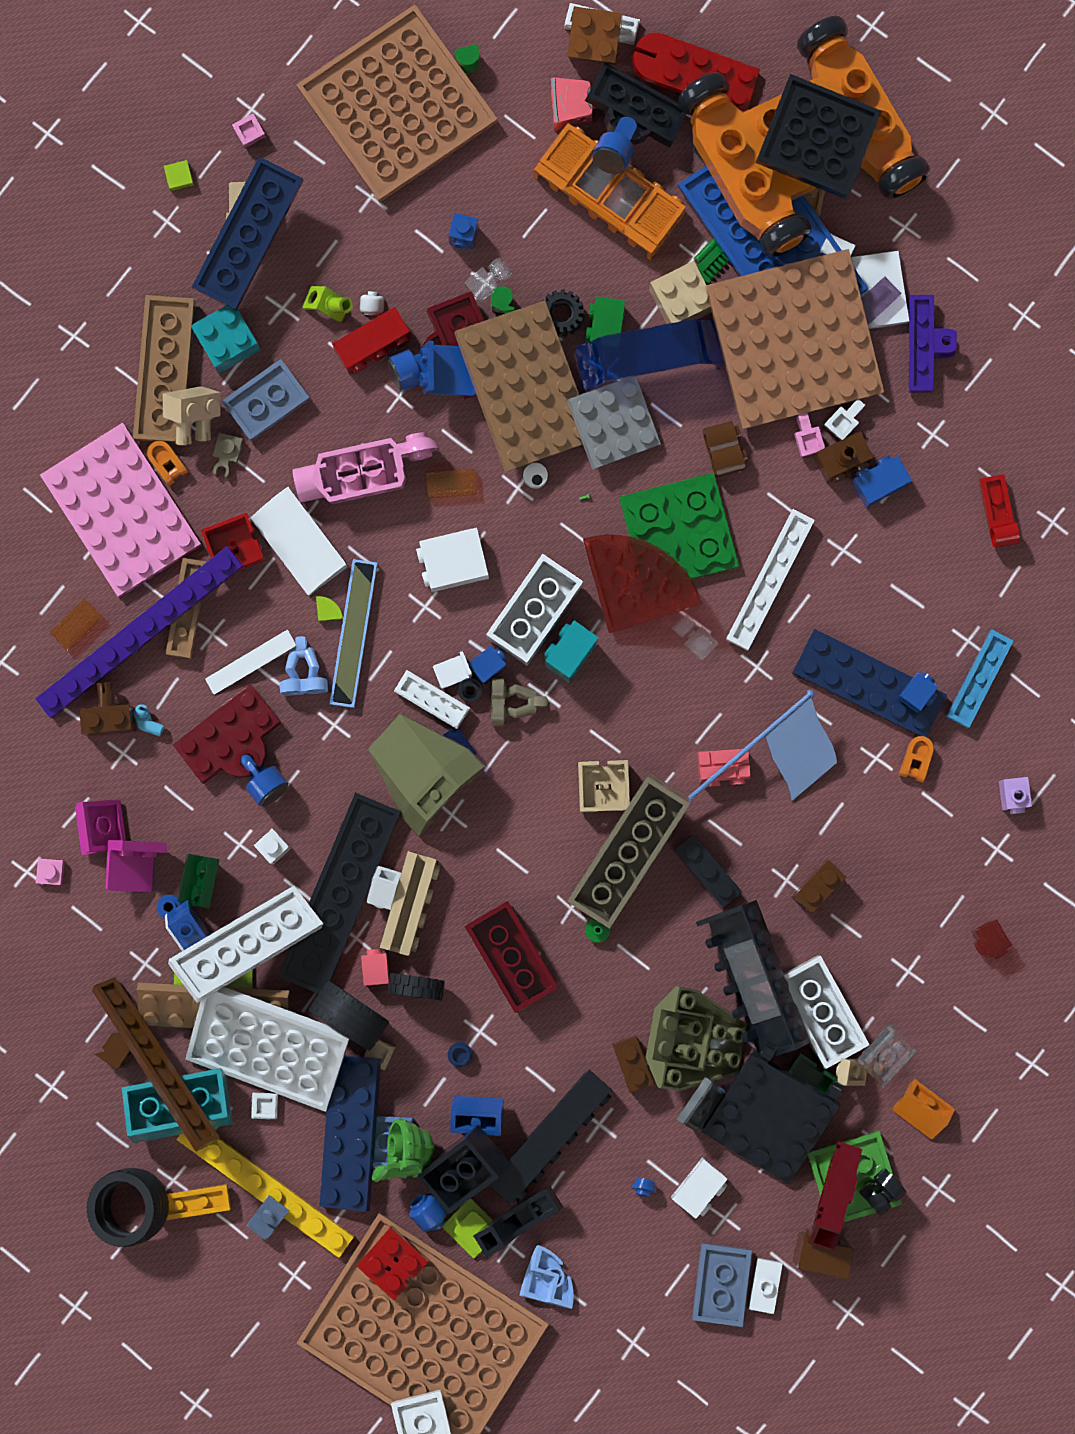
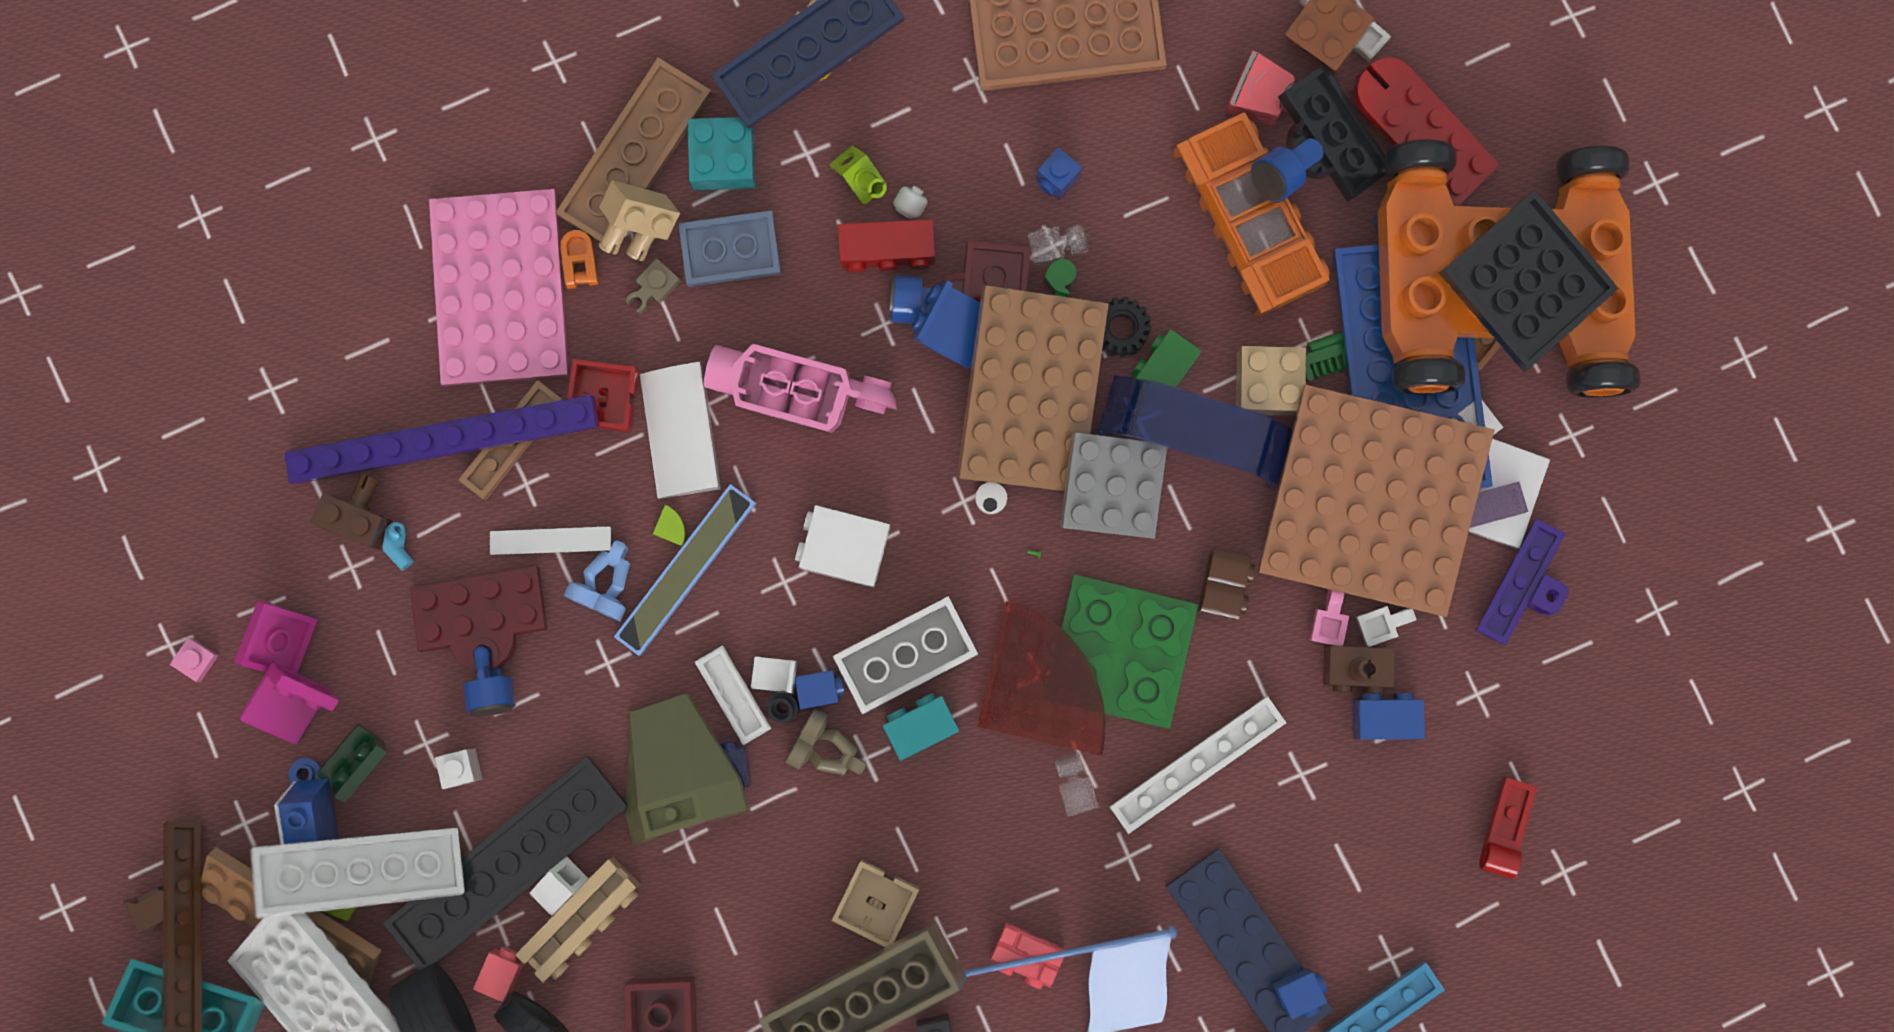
camera: 25 degrees right, 0 degrees up
(76, 624) = (377, 391): clear orange tile -> none
(451, 483) = (890, 456): clear orange tile -> none

